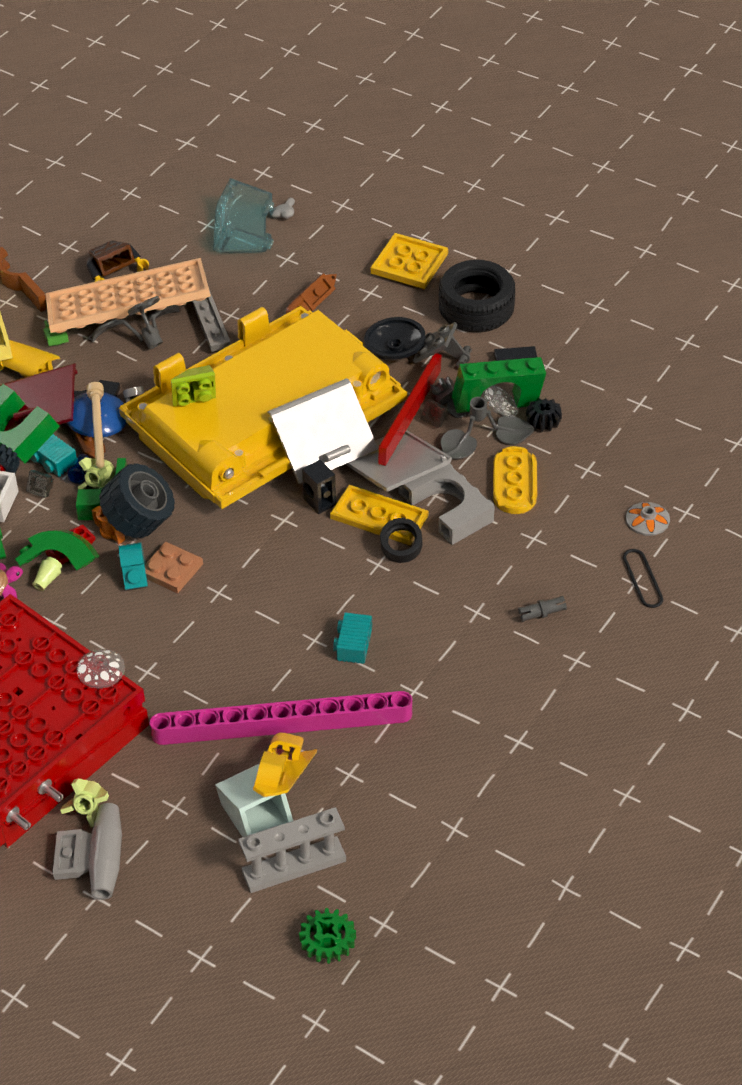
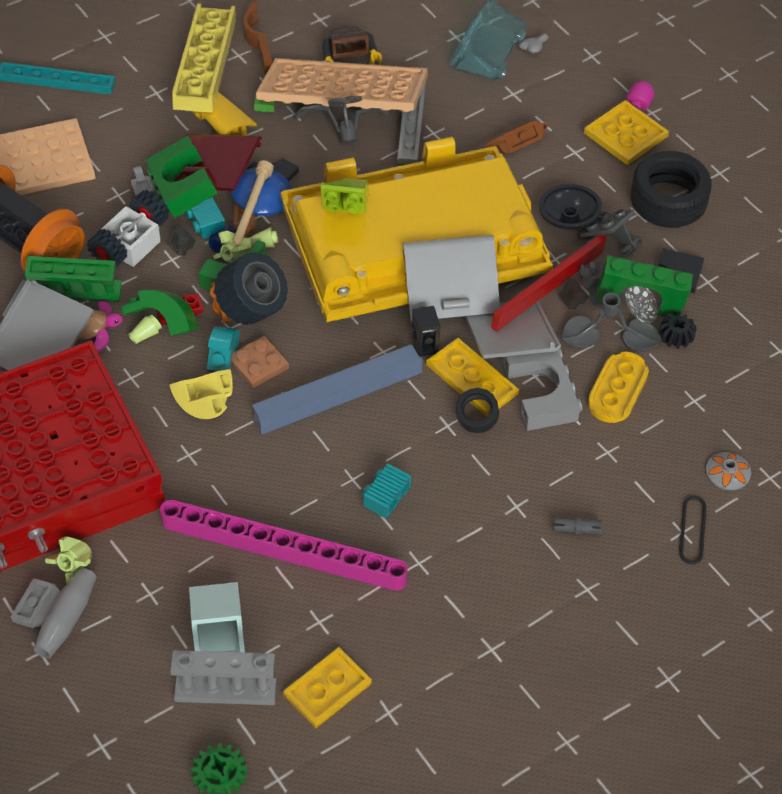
camera: 20 degrees right, 5 degrees up
(100, 668) = (133, 447): clear dish -> none
(121, 452) = (267, 236): none -> yellowish green cone
(132, 392) = (305, 180): light grey tile -> none
(136, 612) = (204, 395): none -> light yellow brick
(259, 566) = (336, 389): none -> sand blue tile
(280, 767) = (253, 593): yellow panel -> none
(387, 827) = (327, 687): none -> yellow tile
(406, 224) = (640, 95): none -> dark pink head

